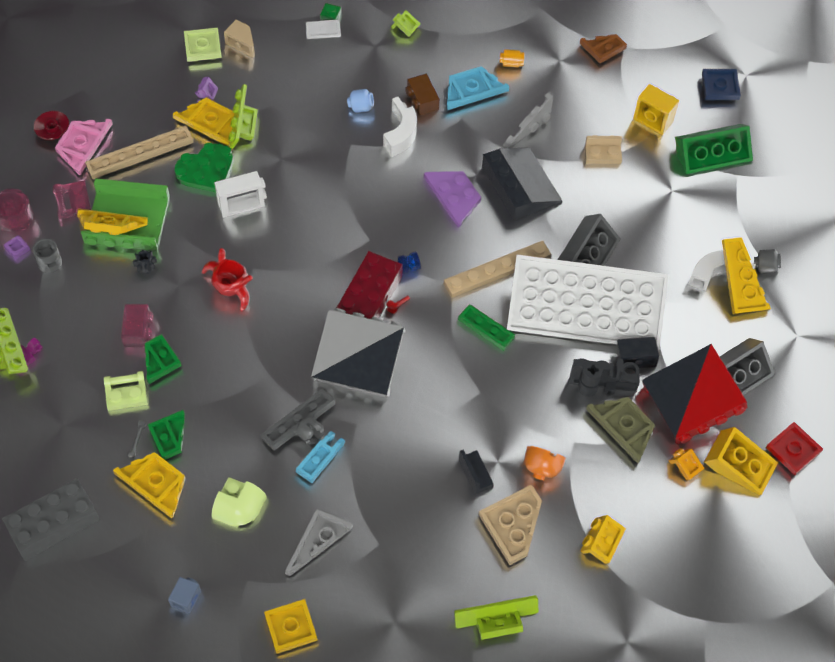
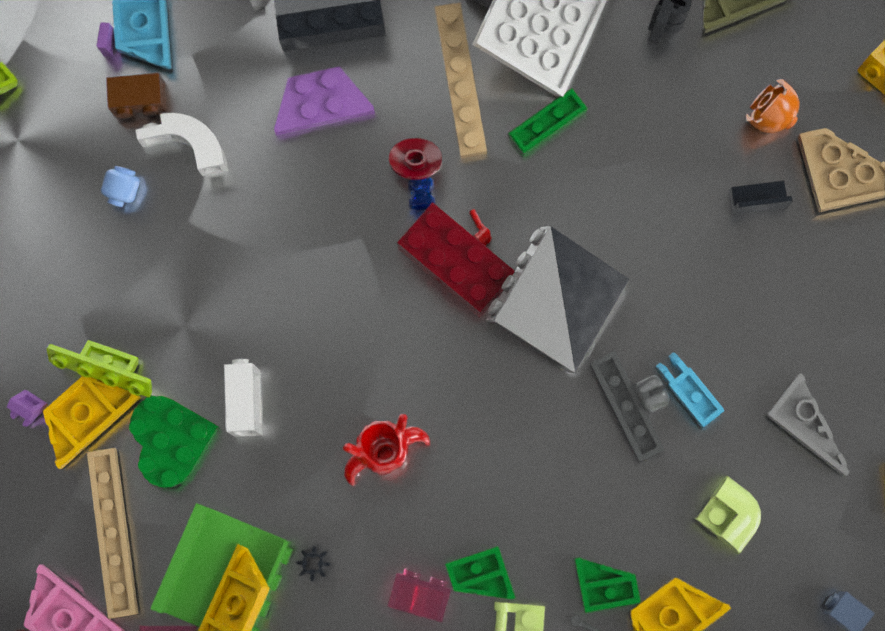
camera: 65 degrees left, 20 degrees up
(431, 252) = (415, 158): none -> dark red dish
(452, 68) = (106, 39): none -> medium lavender tile

